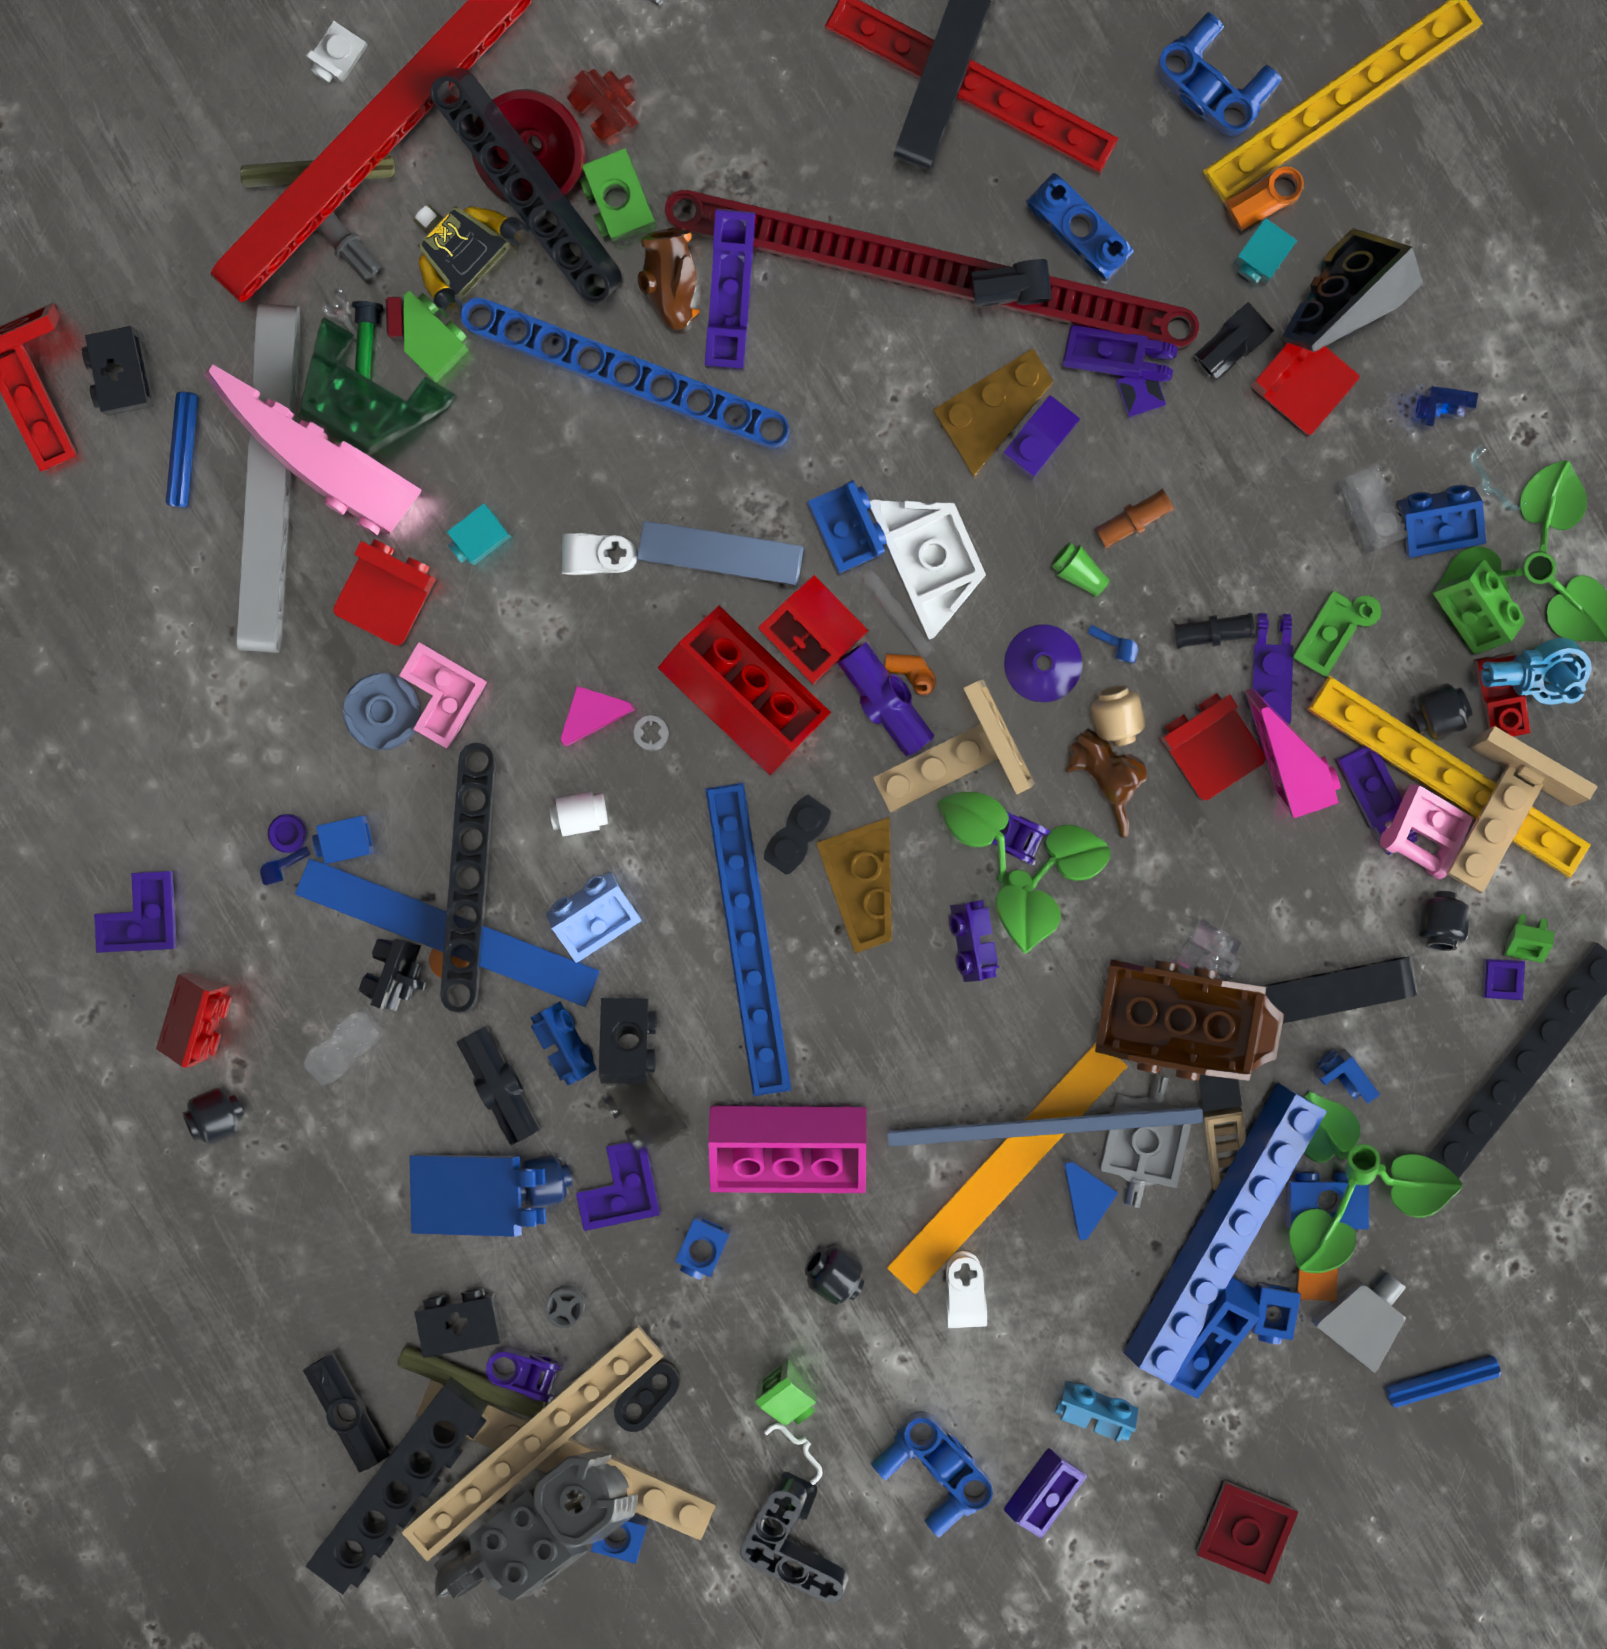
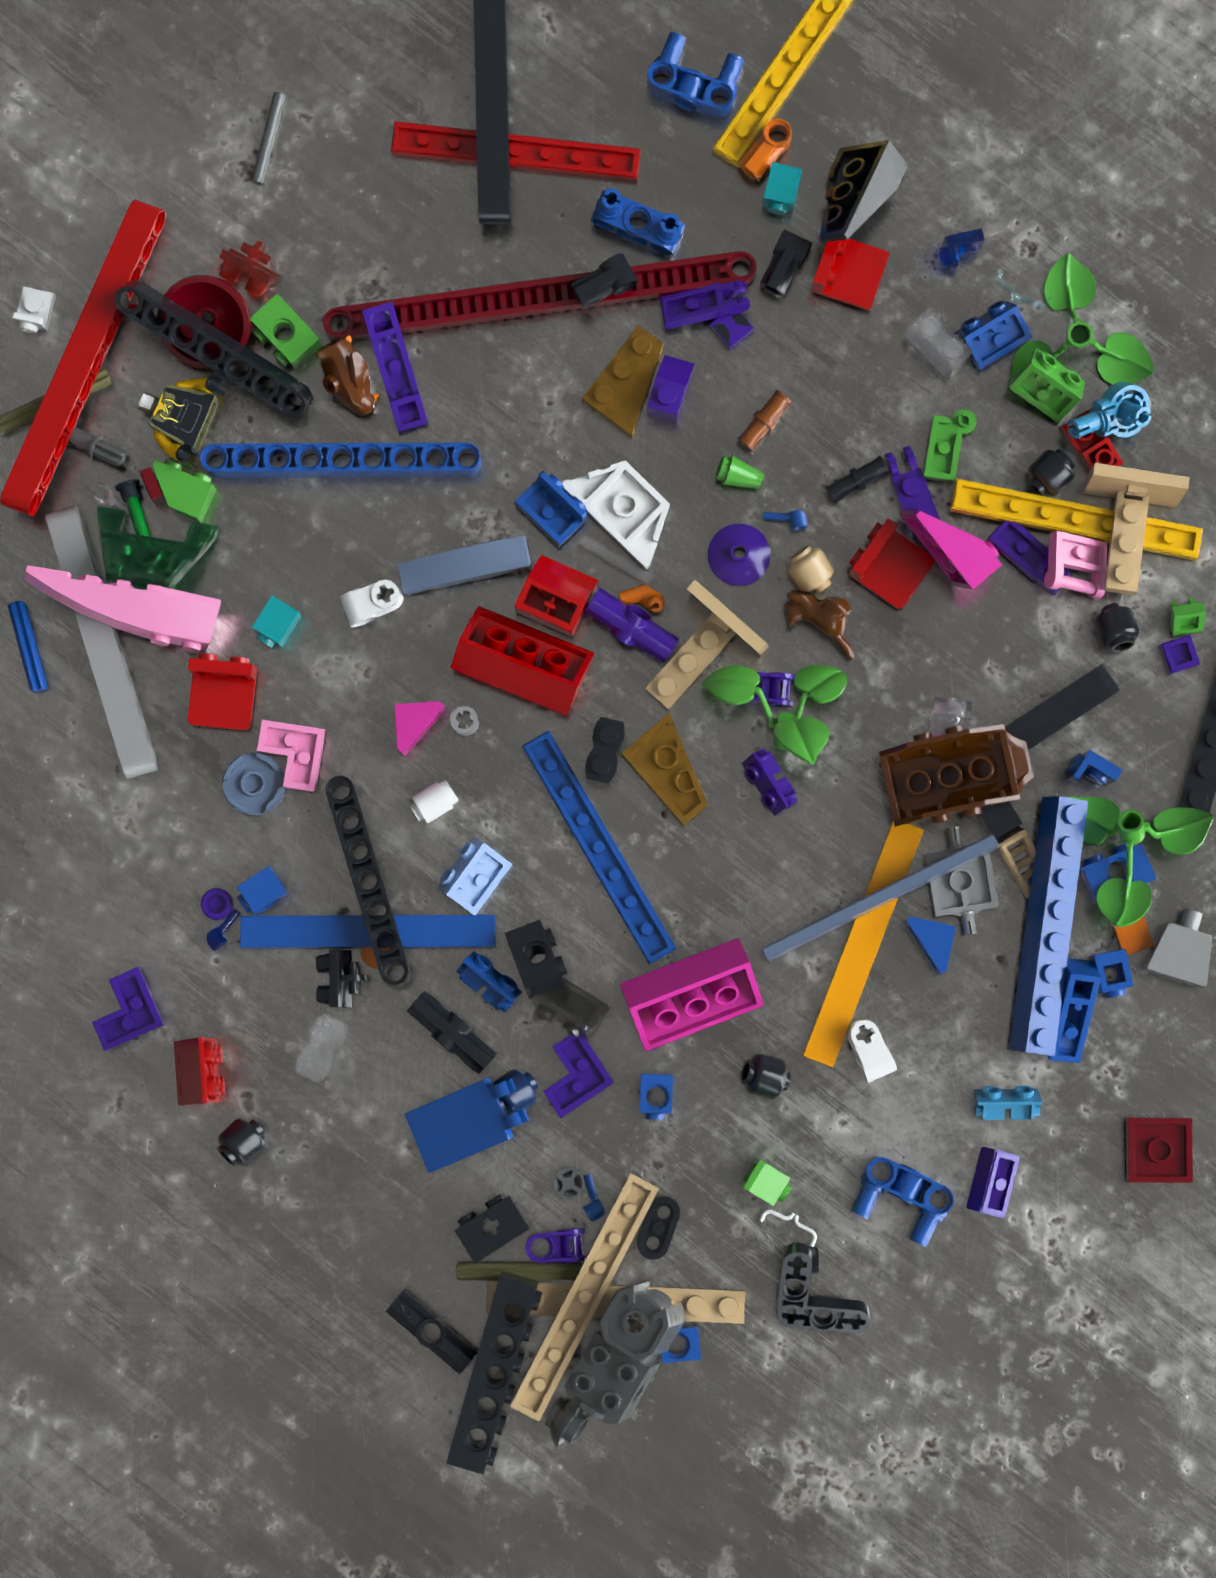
camera: 20 degrees left, 5 degrees down
(584, 1347) = (594, 1209): none -> blue hand

